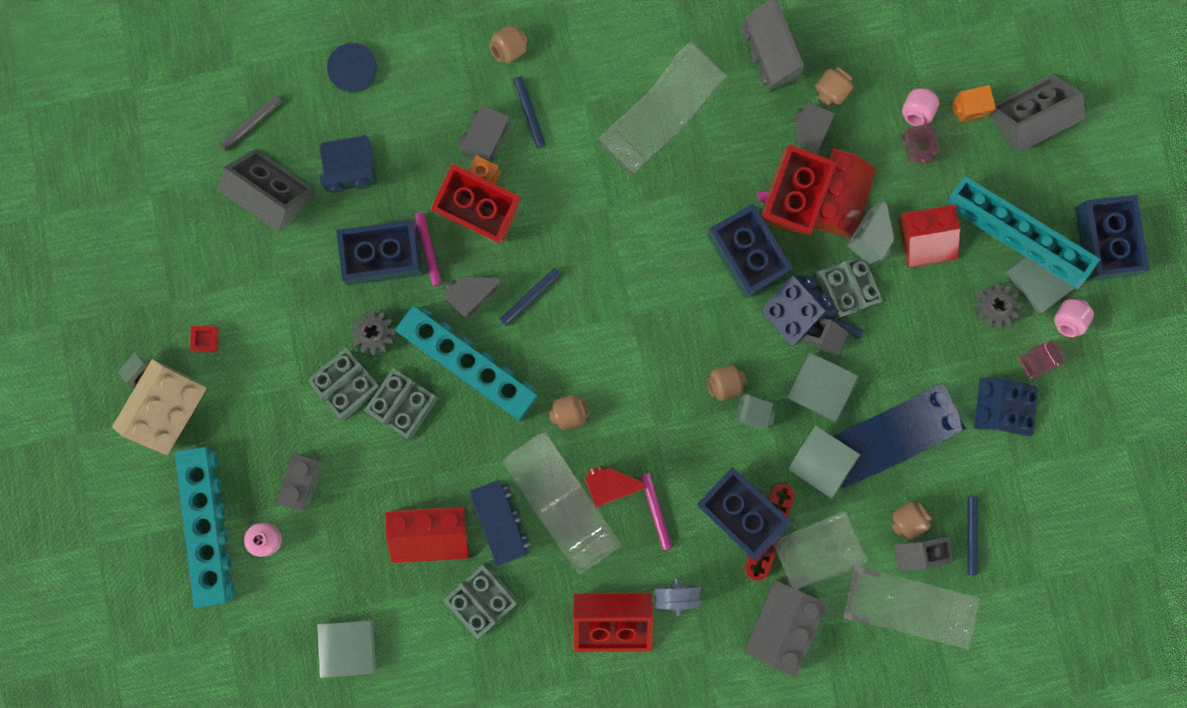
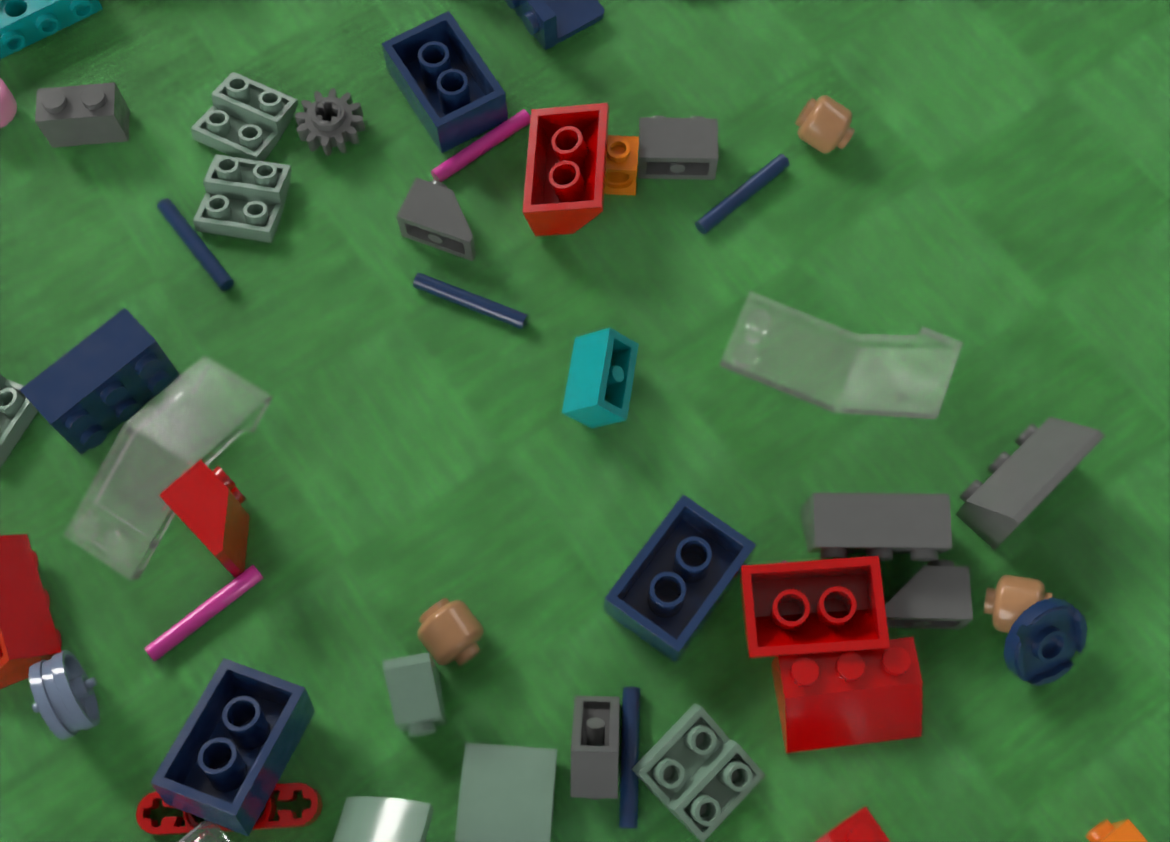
camera: 65 degrees right, 15 degrees down
(411, 329) = (352, 165): teal brick -> none
(420, 443) = (195, 244): none -> dark blue bar
(427, 534) = (57, 293): red slope -> none
(569, 412) = (313, 418): medium nougat head -> none
(616, 243) = (600, 378): none -> teal brick
(767, 137) = (877, 525): none -> dark grey slope
(798, 308) = (625, 695): dark blue bracket -> none
(858, 84) = (1045, 641): none -> dark blue tile
(873, 235) = (803, 774): sand green slope -> none
(920, 107) = (1064, 764): bright pink head -> none
(925, 134) = (1021, 786): clear pink brick -> none

